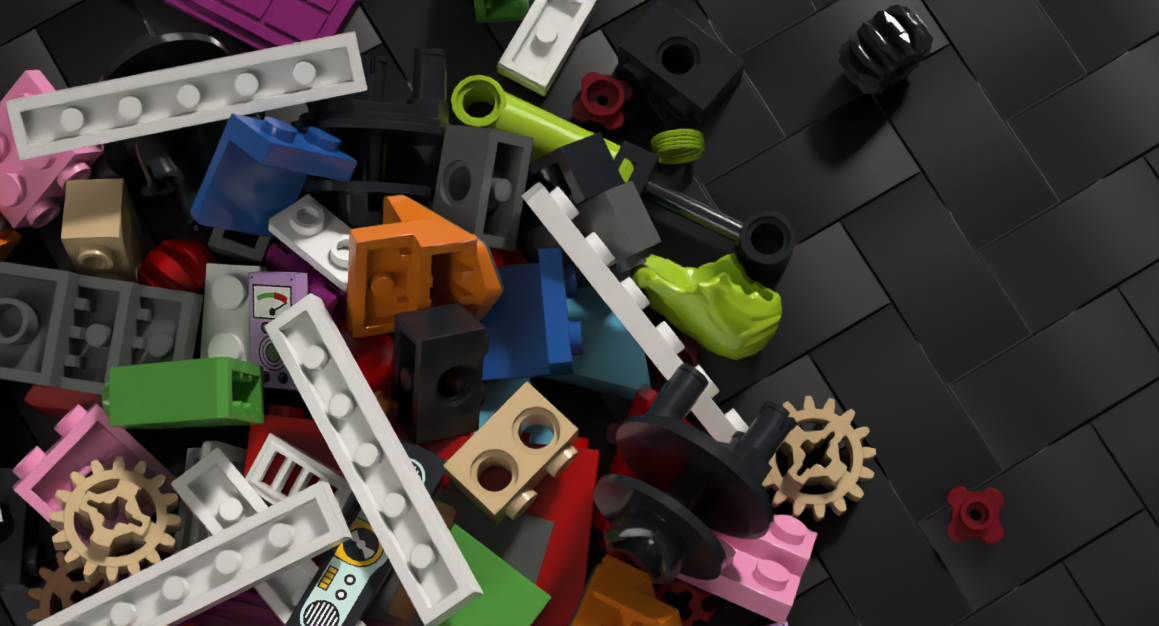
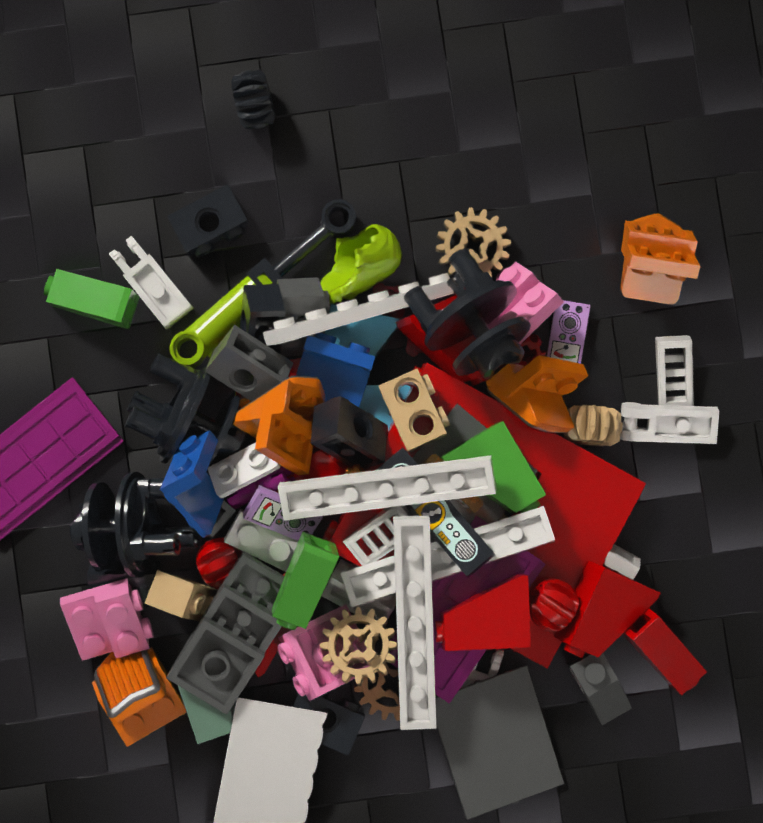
camera: 70 degrees left, 10 degrees up
(186, 95) = (134, 511): white plate -> none
(597, 86) = (208, 266): dark red plate -> none
(690, 145) = (258, 244): lime axle -> none
(963, 527) = (531, 173): dark red plate -> none

